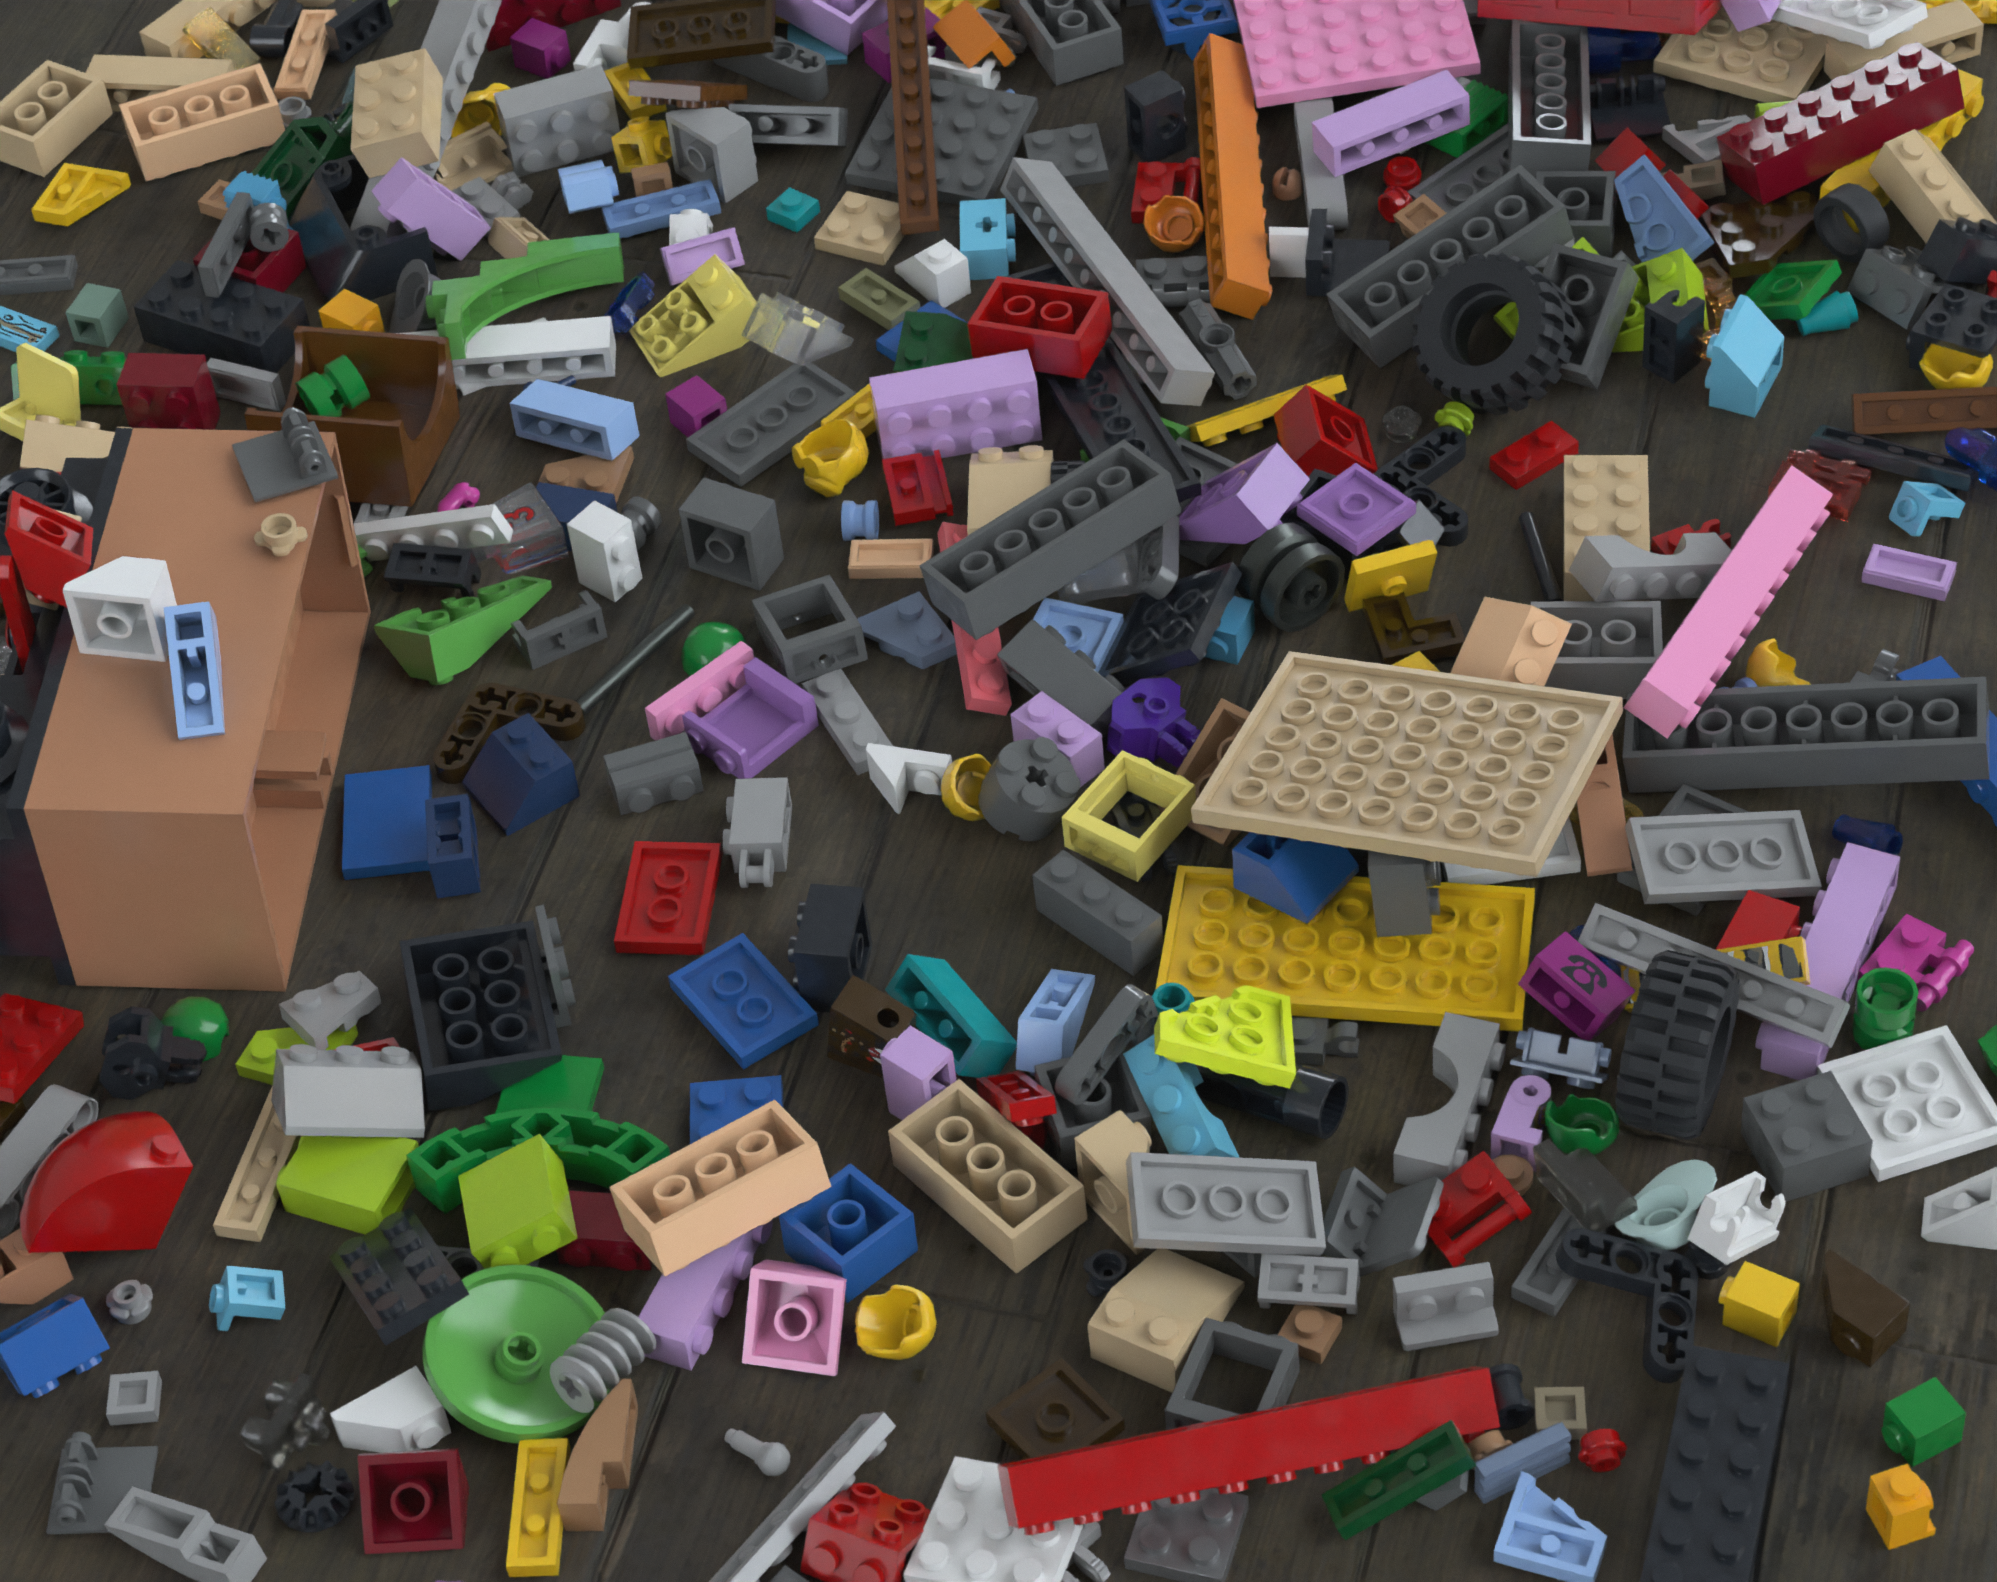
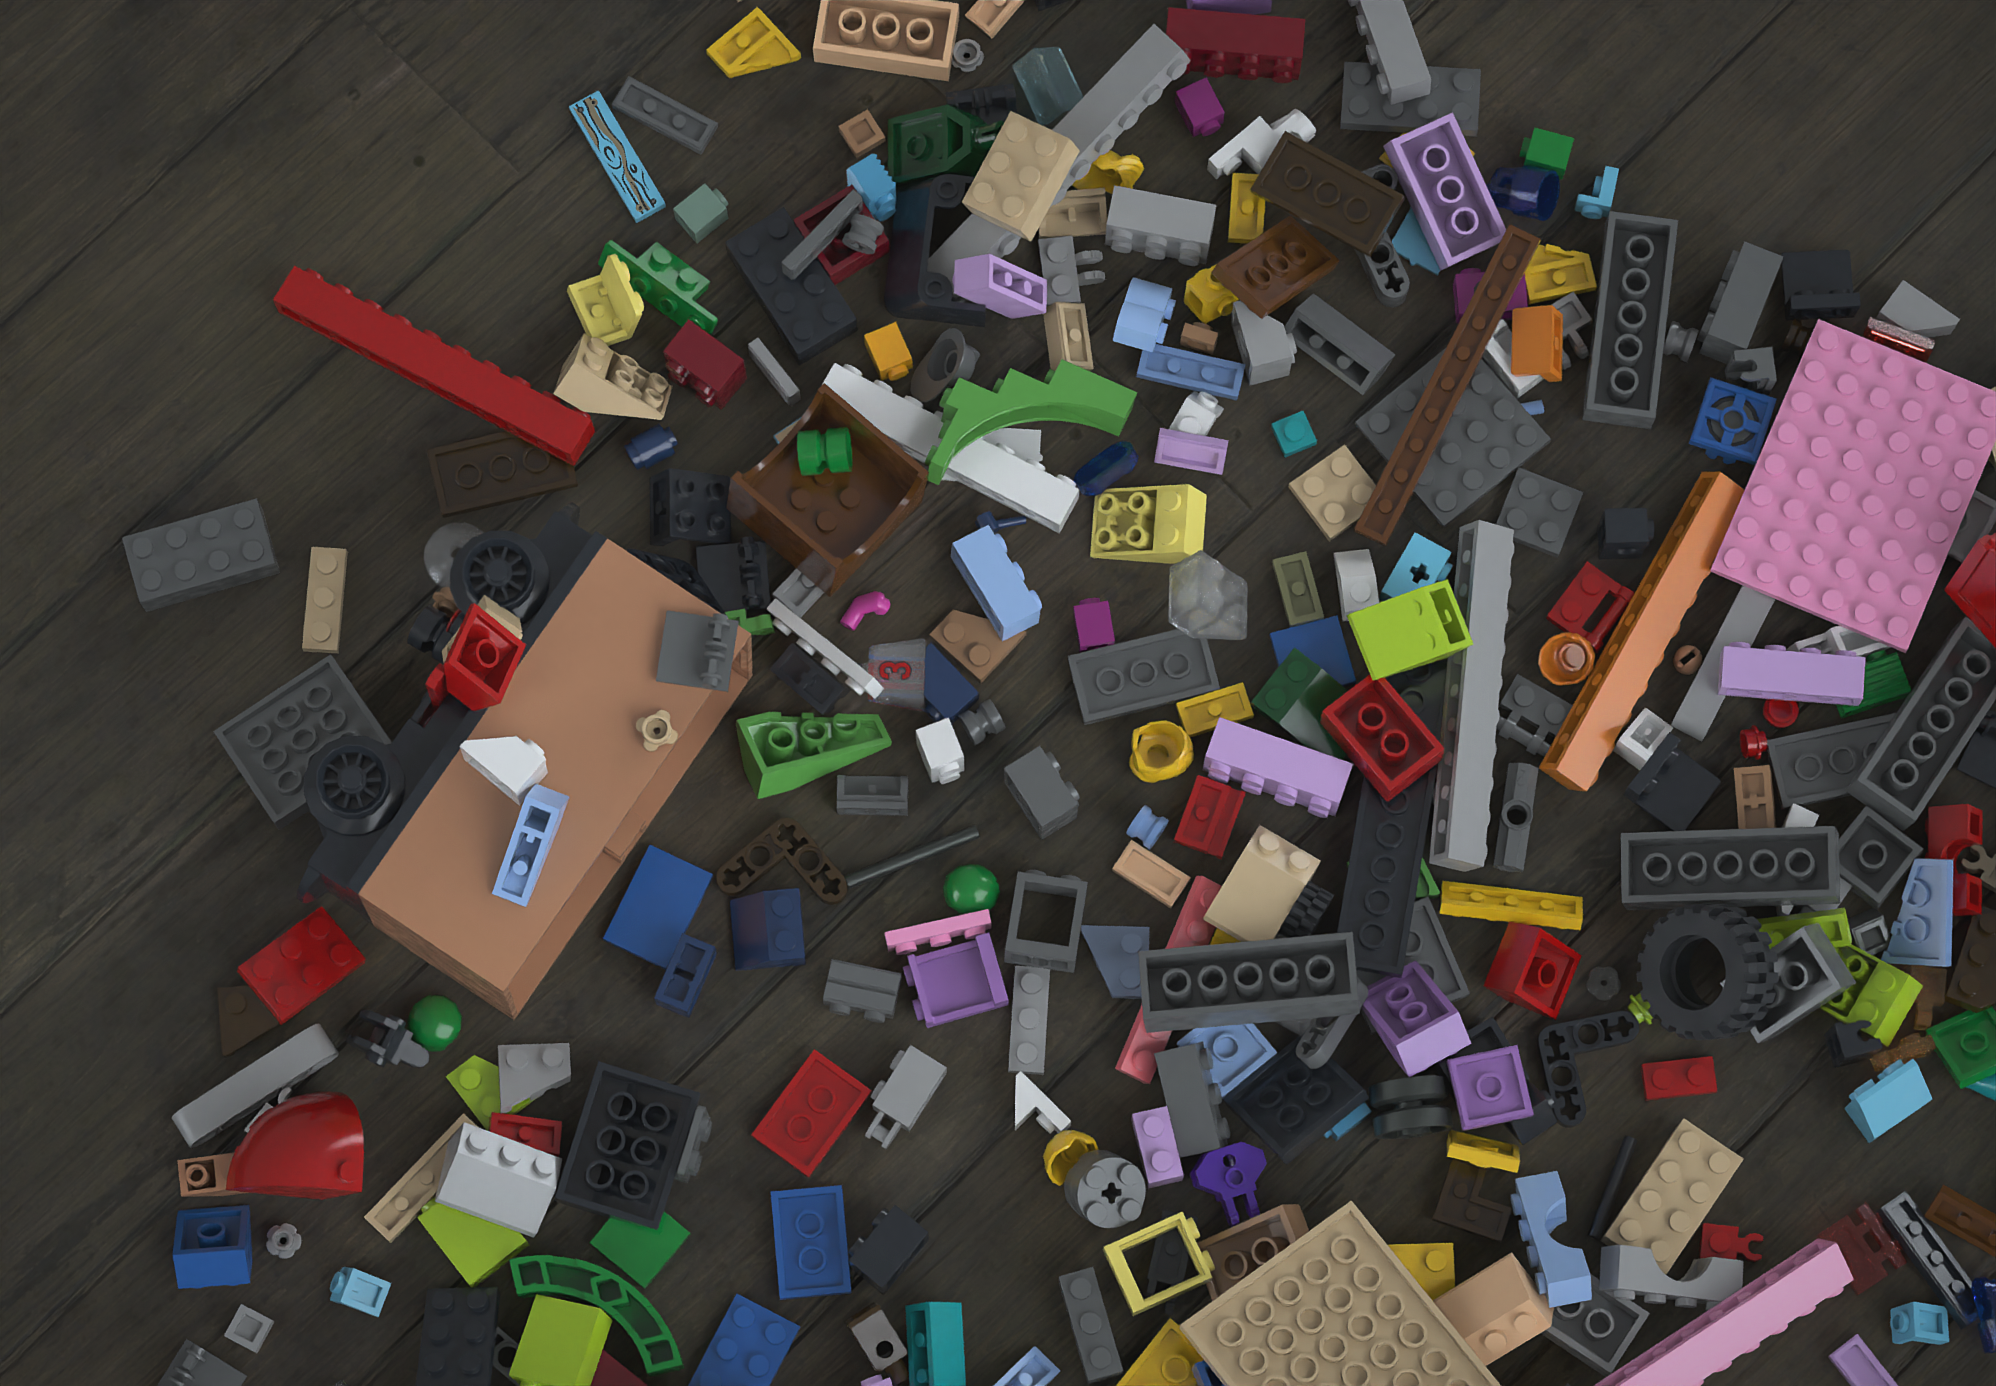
camera: 25 degrees right, 30 degrees up
(1010, 235) = (1410, 630): none -> lime slope
(1552, 586) = (1561, 1269): none -> light blue arch

